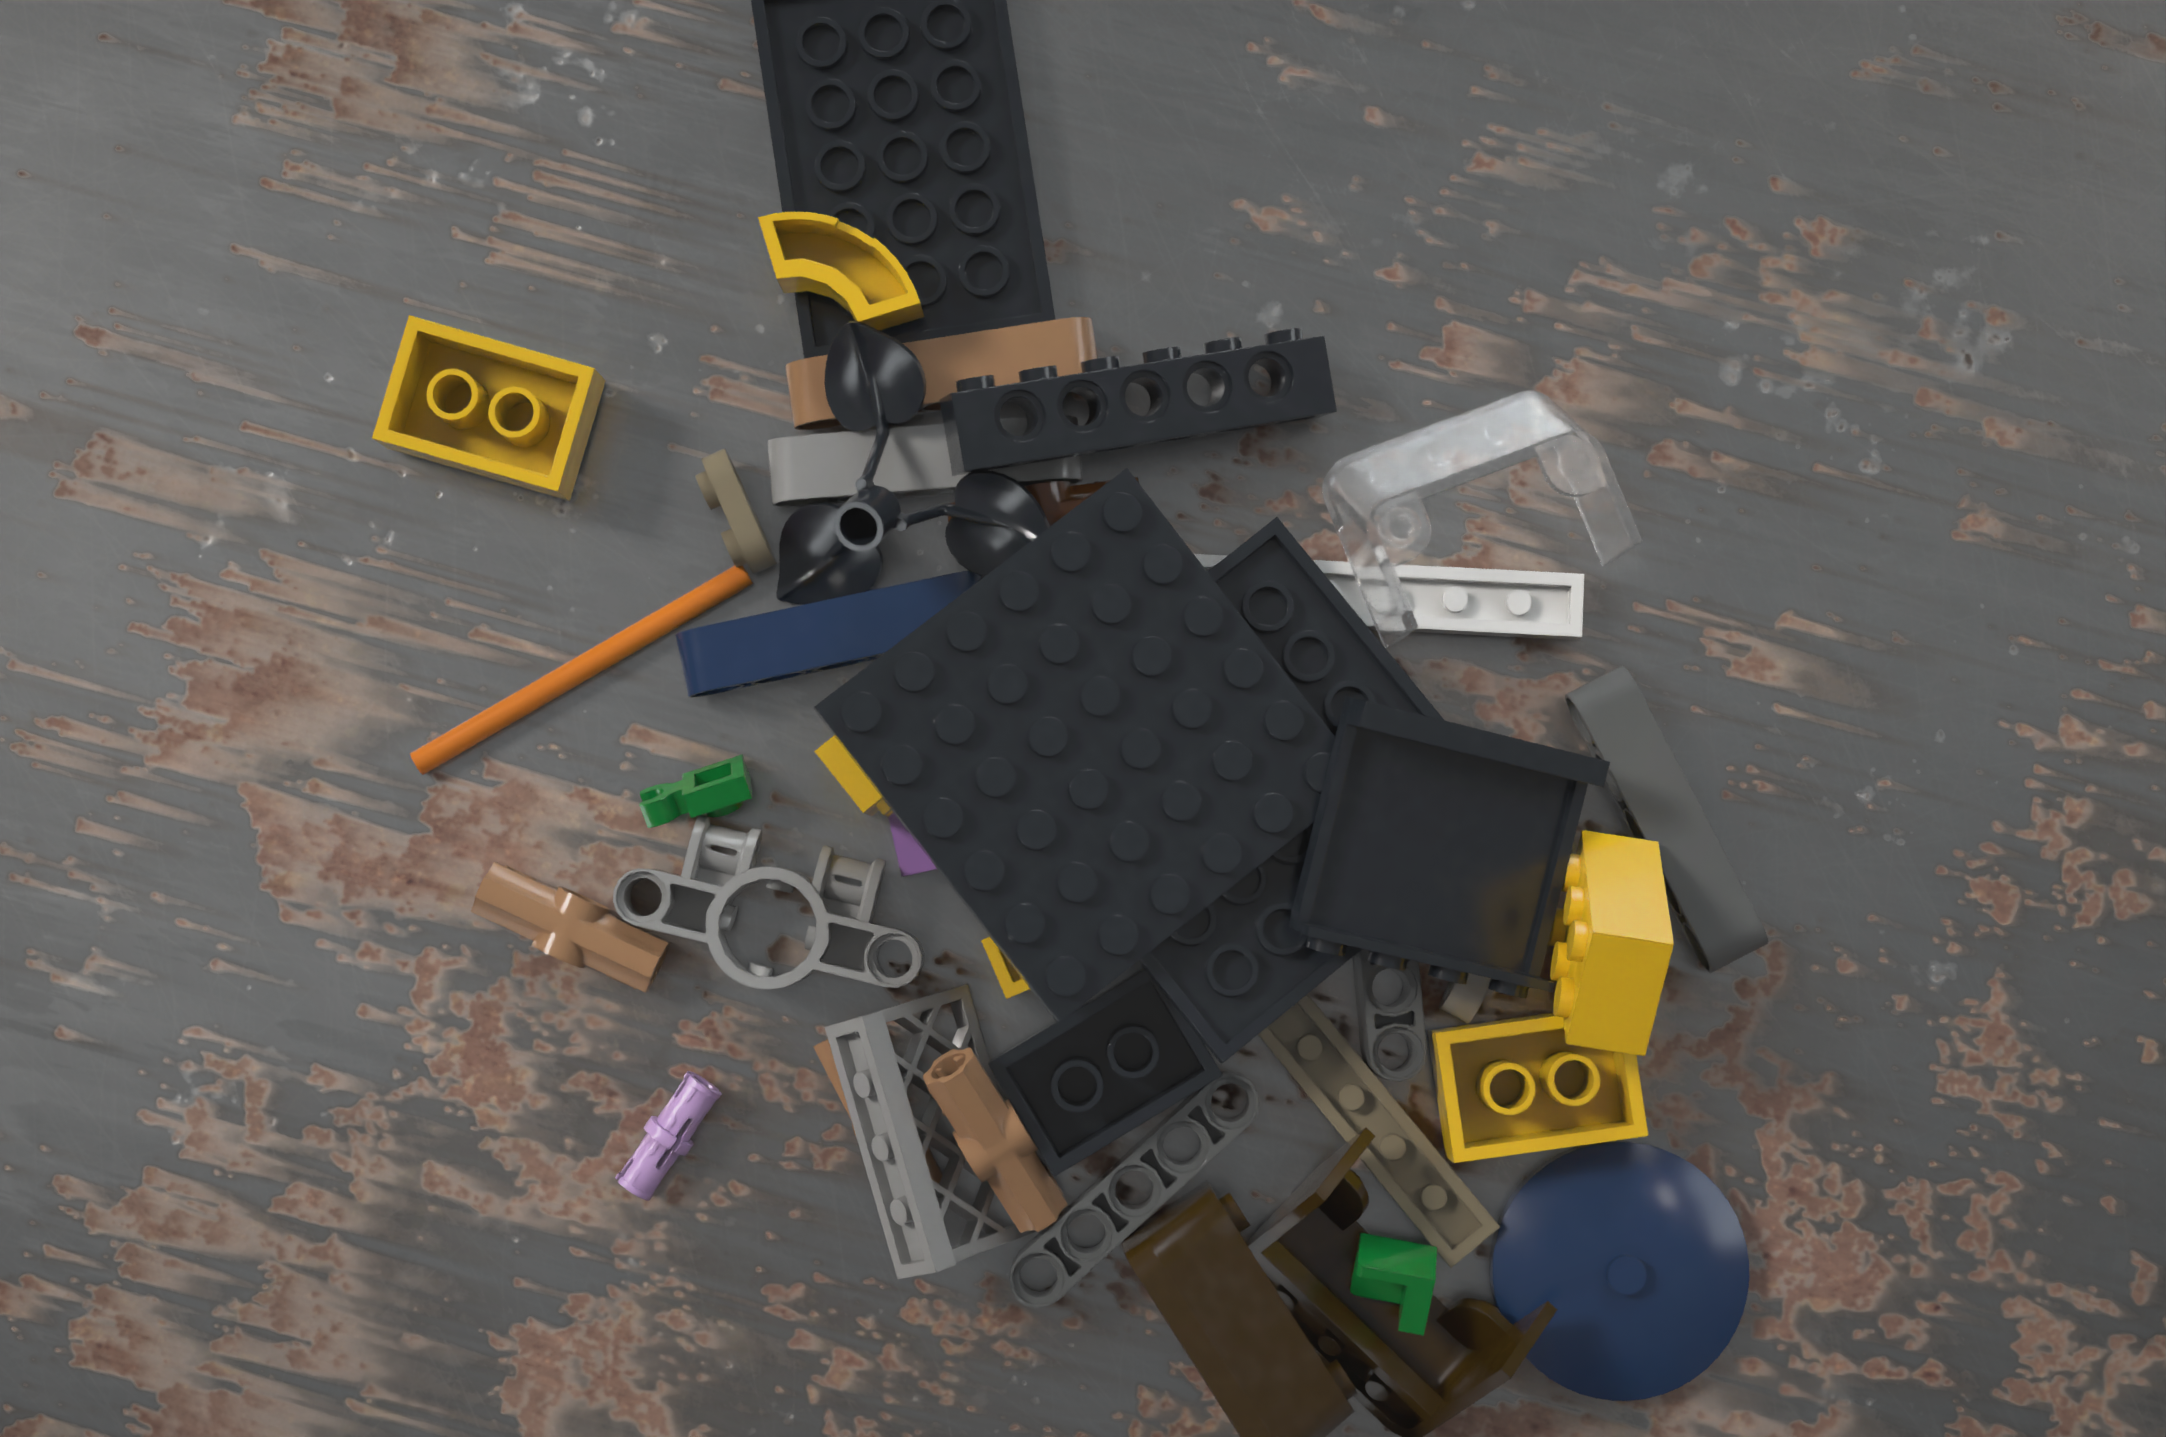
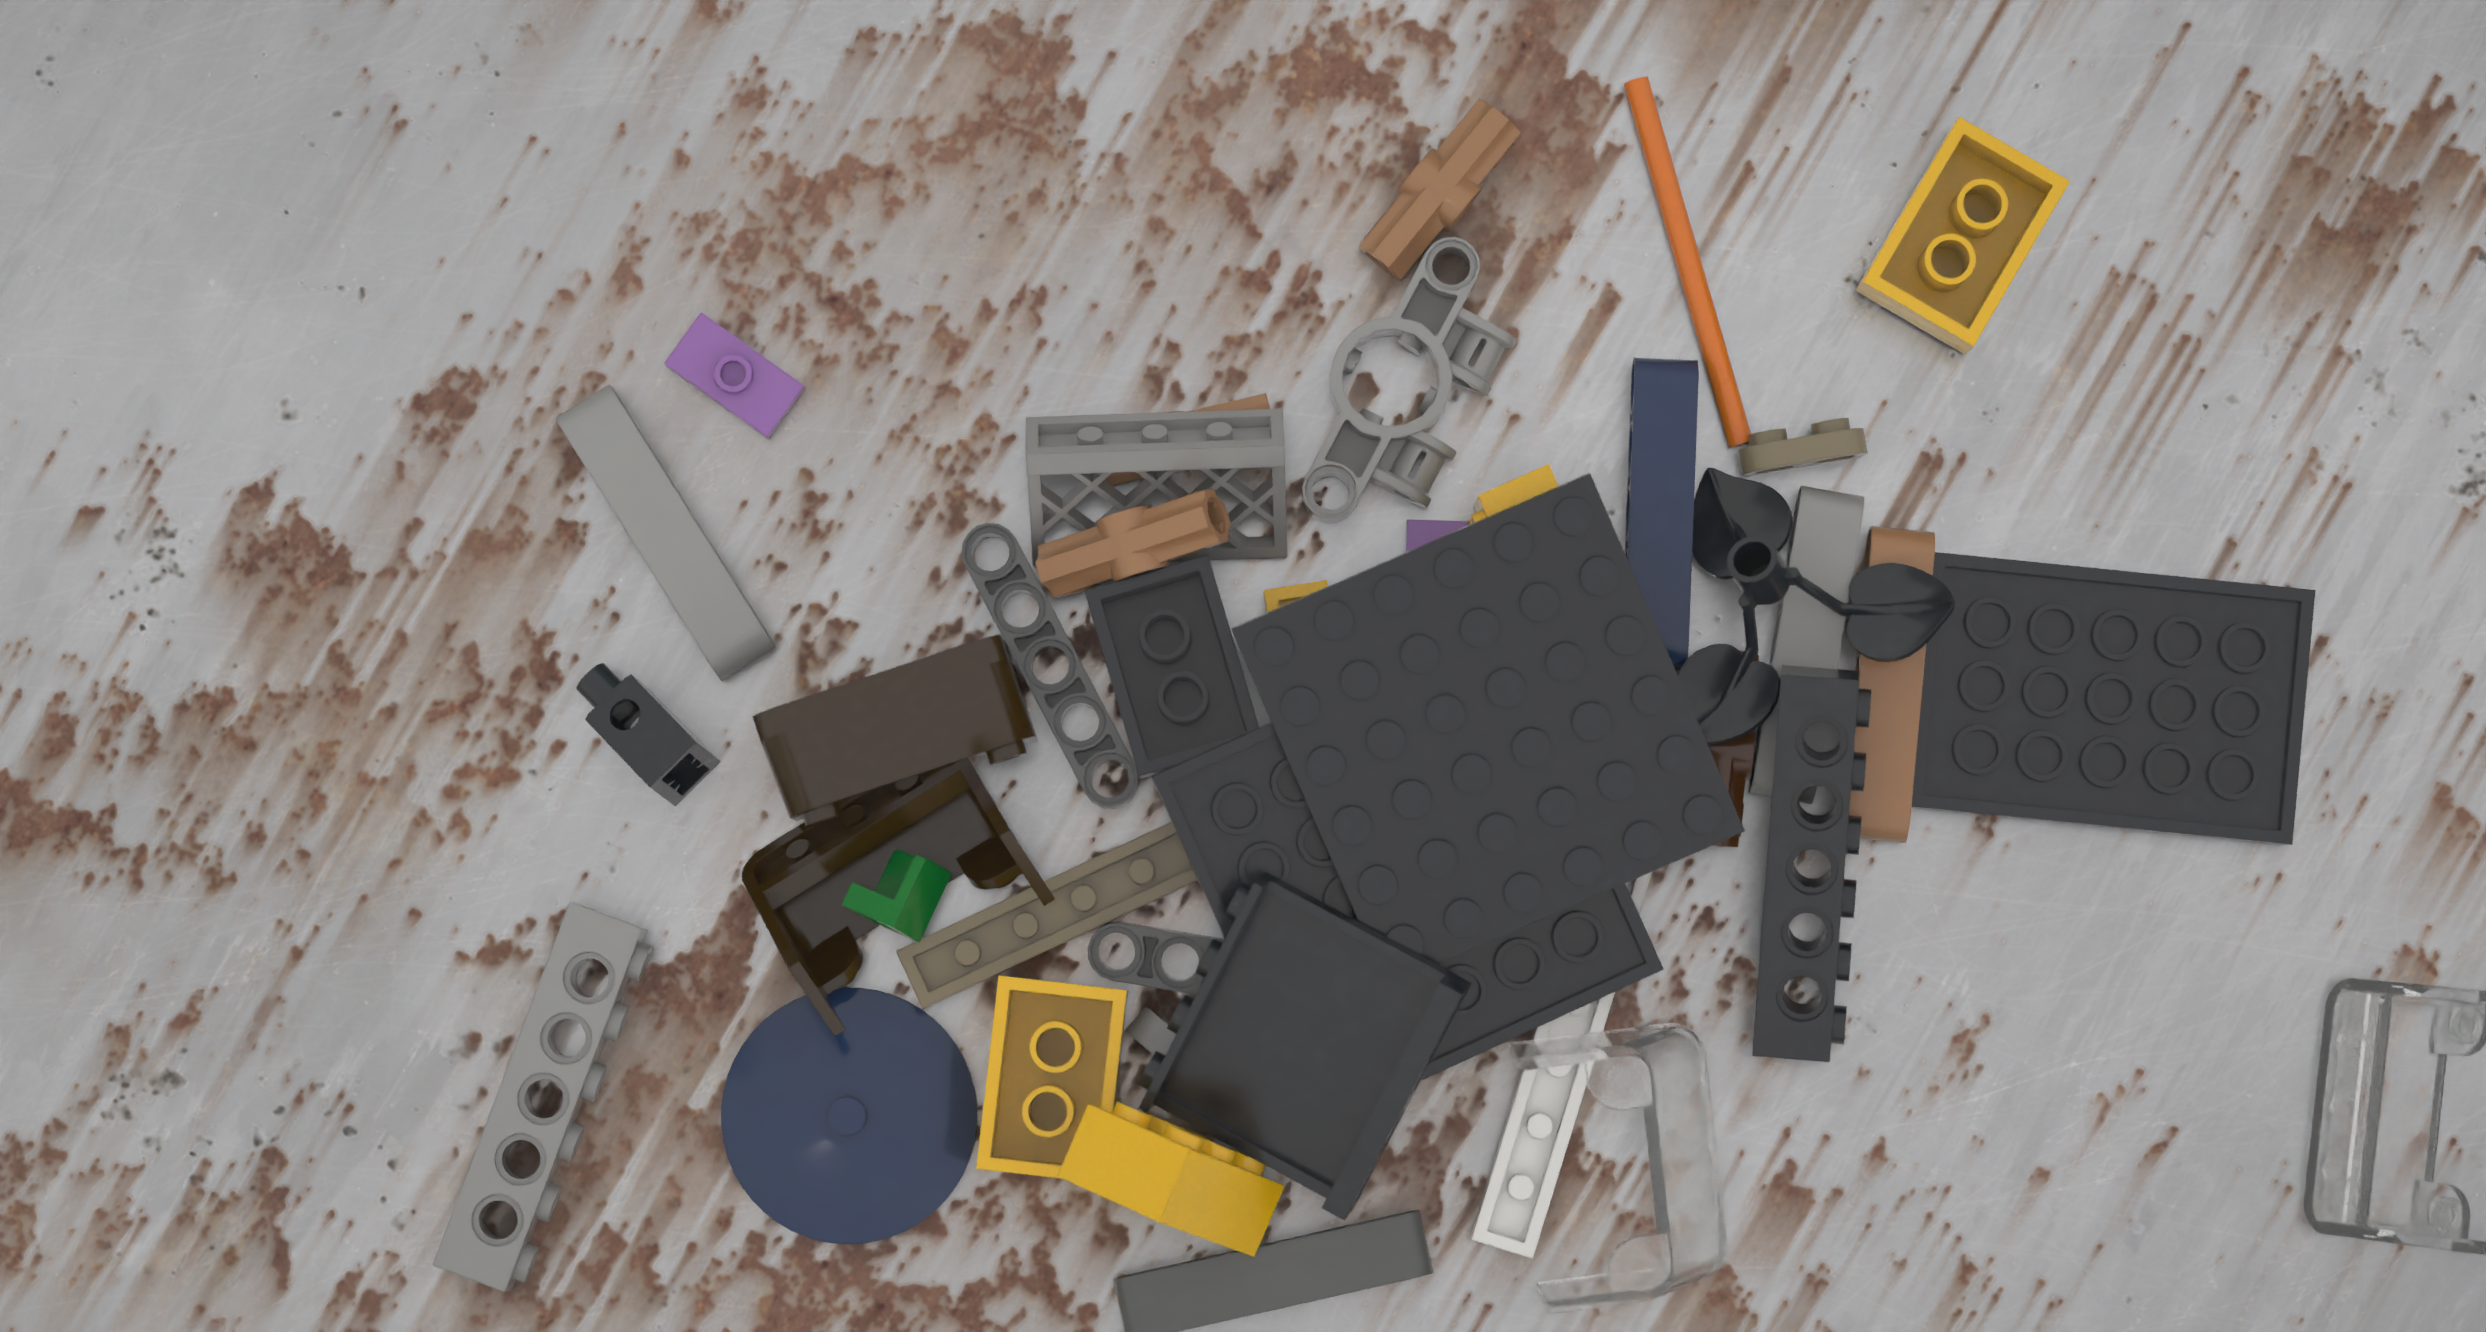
camera: 105 degrees right, 0 degrees up
(668, 1136) = (1215, 233): lavender pin -> none
(708, 790) = (1538, 353): green plate -> none
(840, 263) = (2016, 609): yellow brick -> none

